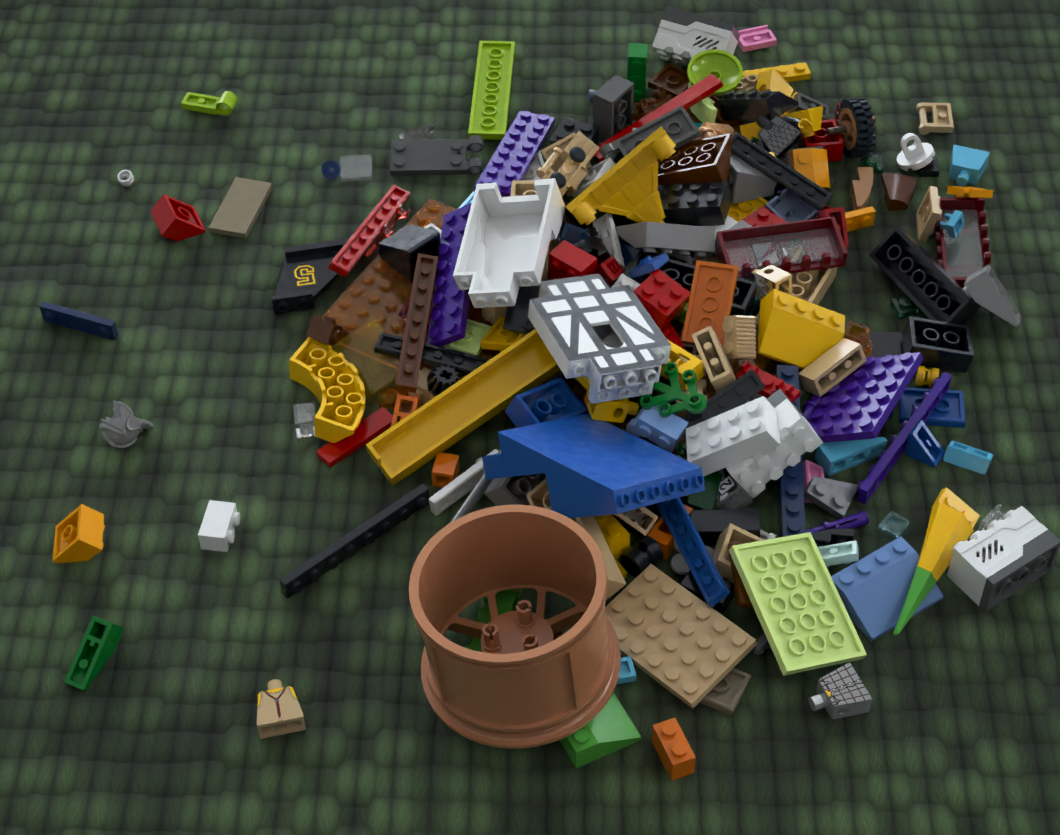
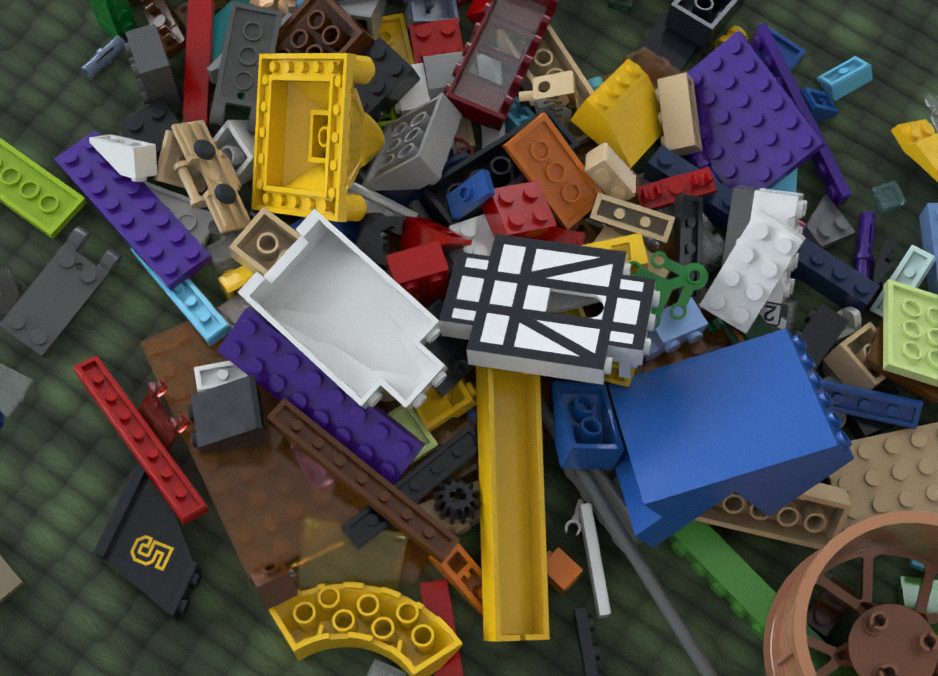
camera: 60 degrees left, 20 degrees up
(543, 131) = (127, 156): none -> white slope

